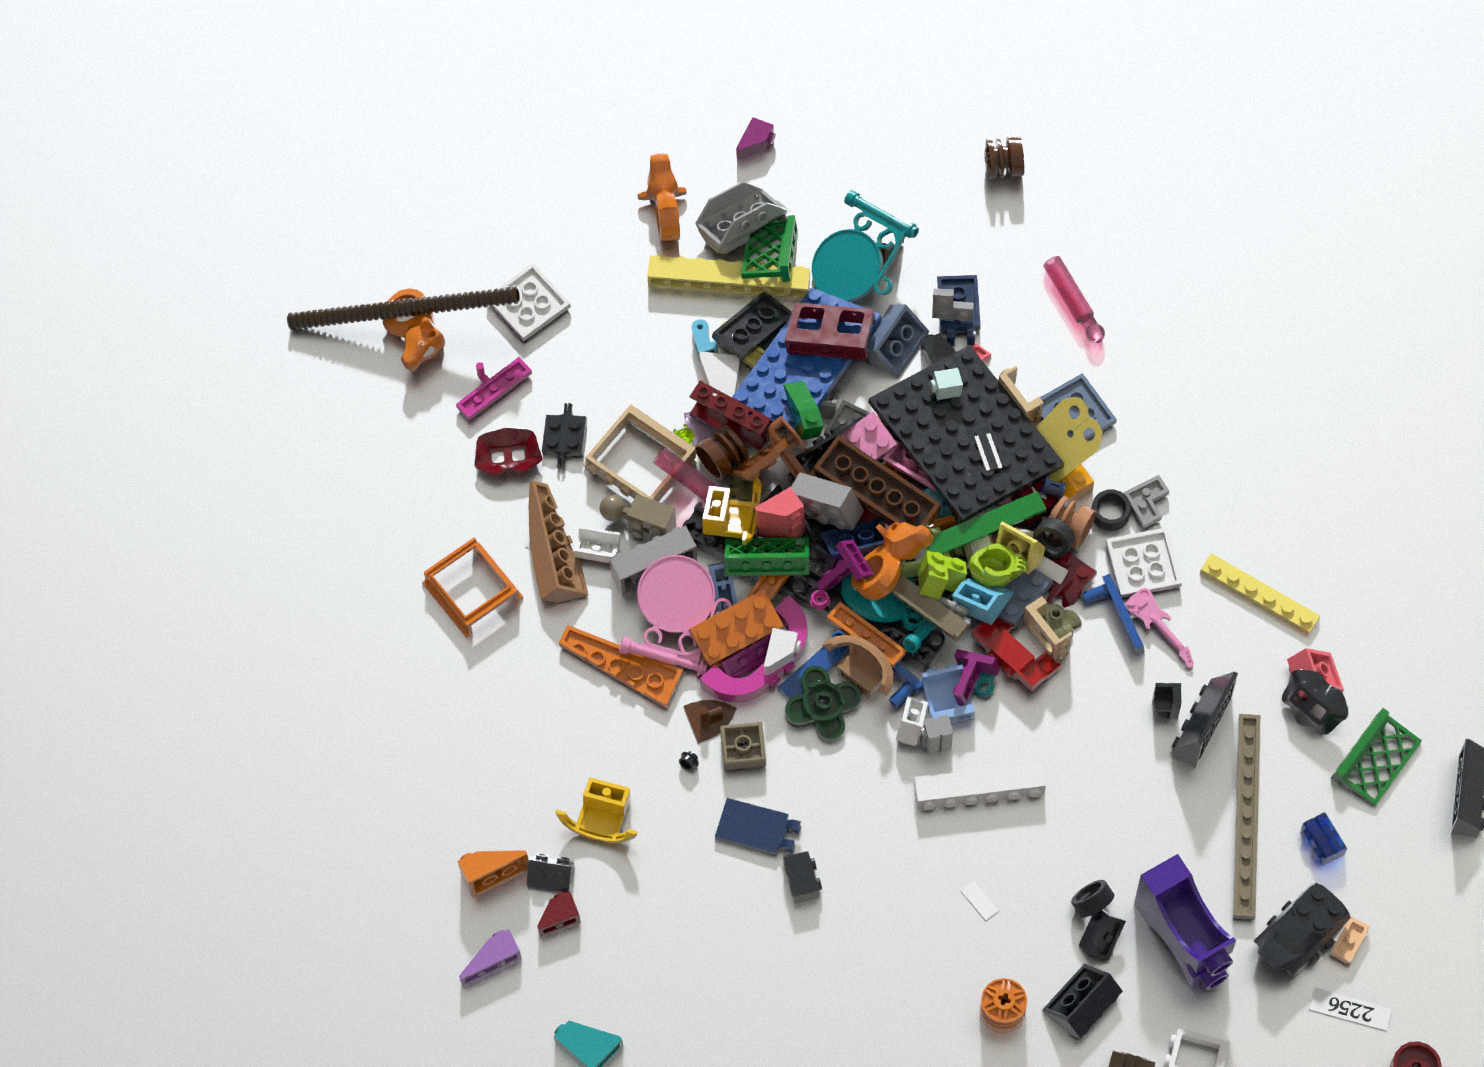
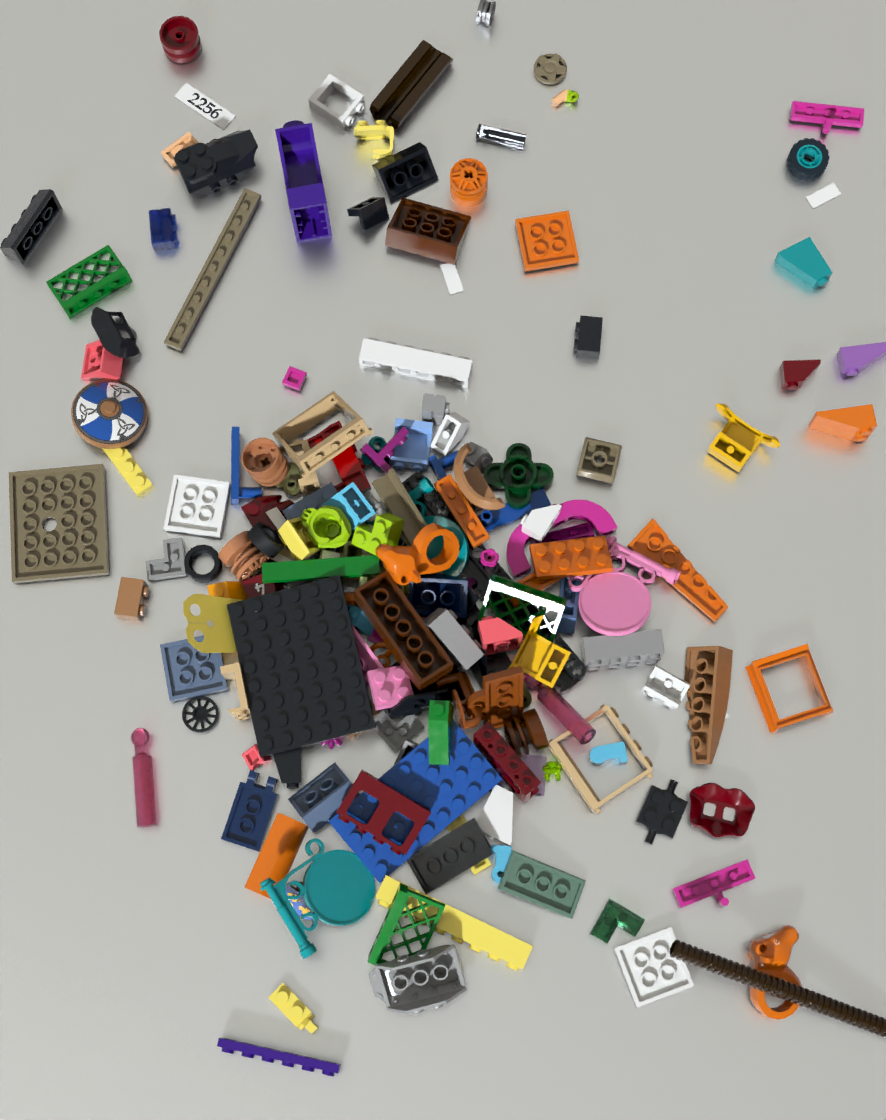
camera: 160 degrees left, 10 degrees up
(550, 872) = (793, 412): black bracket -> none
(578, 333) = (616, 916): none -> clear green brick
(635, 467) = (607, 753): none -> medium azure leg
(645, 516) = (618, 693): dark tan brick -> none
(657, 332) = (541, 884): none -> sand green tile
(663, 189) = (485, 1039): orange animal -> none
(688, 760) = (648, 466): black plate -> none
(708, 717) = (618, 500): reddish brown shield -> none
(755, 138) = (371, 1071): magenta slope -> none
(756, 827) = (610, 392): dark blue tile -> none
(845, 123) = (288, 1059): none -> dark purple plate
(847, 165) = (293, 1008): none -> light yellow hinge
(852, 562) = (454, 566): magenta bracket -> none
(875, 709) = (479, 457): none -> light grey bracket
(889, 974) = (546, 241): none -> orange plate
(918, 275) = (277, 852): none -> orange brick
(946, 308) = (266, 802): light grey plate -> none
(946, 384) = (299, 711): light aqua brick -> none
(988, 451) = (289, 633): sticker -> none
(1004, 156) = (139, 951): reddish brown wheel -> none
(1019, 645) = (331, 445): none -> tan window
(1027, 940) = (427, 230): none -> reddish brown slope
(1047, 374) = (200, 714): none -> black wheel
(1053, 488) = (252, 590): dark blue bush -> none
(1091, 620) = (265, 462): none -> nougat wheel
(1092, 898) = (356, 229): black tyre -> none
(1102, 726) = (294, 378): none -> dark pink plate
(1132, 1027) = (378, 131): none -> light yellow piece
(1144, 607) = (214, 463): bright pink piece -> none
(1166, 452) = (131, 599): none -> medium nougat brick
(1168, 698) = (232, 374): black panel -> none
(1204, 718) = (209, 345): black slope -> none
(1249, 490) = (78, 504): none -> dark tan plate
(1278, 619) = (109, 413): none -> dish

